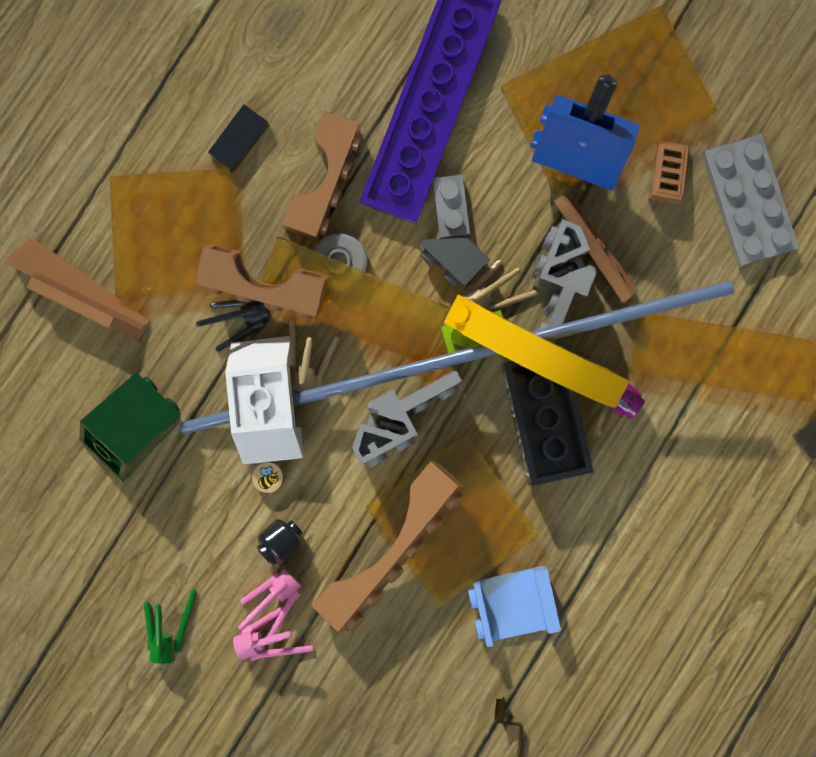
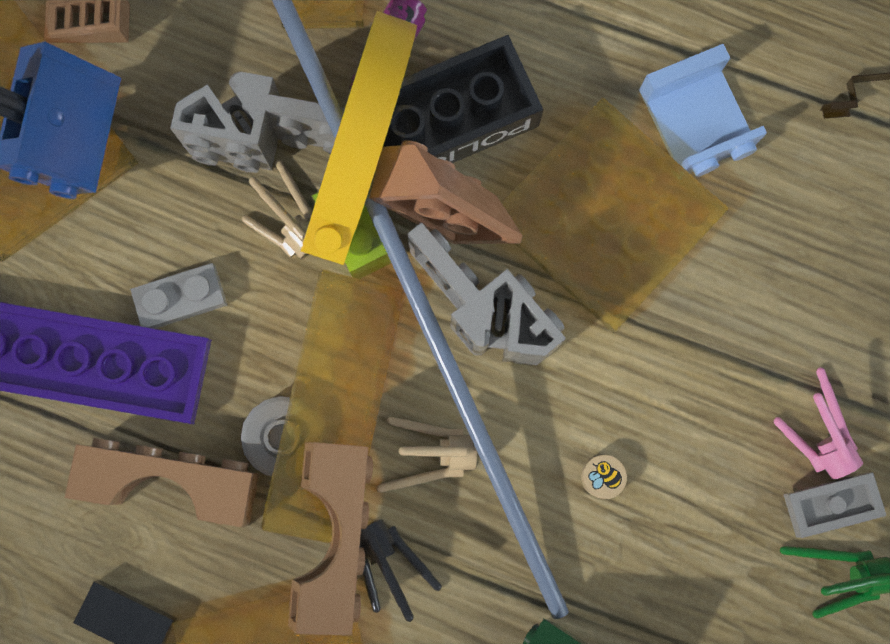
camera: 105 degrees left, 5 degrees down
(216, 633) = (834, 505): none -> light grey plate
(263, 400) = (498, 503): white slope -> none
(280, 542) = (690, 440): black head -> none
(283, 587) = (749, 423): bright pink plant -> none
(430, 499) = (743, 329): medium nougat arch -> none
(456, 258) = (250, 273): dark grey slope -> none
(480, 400) = (440, 197): none -> nougat slope
(598, 248) = (216, 80): medium nougat tile -> none

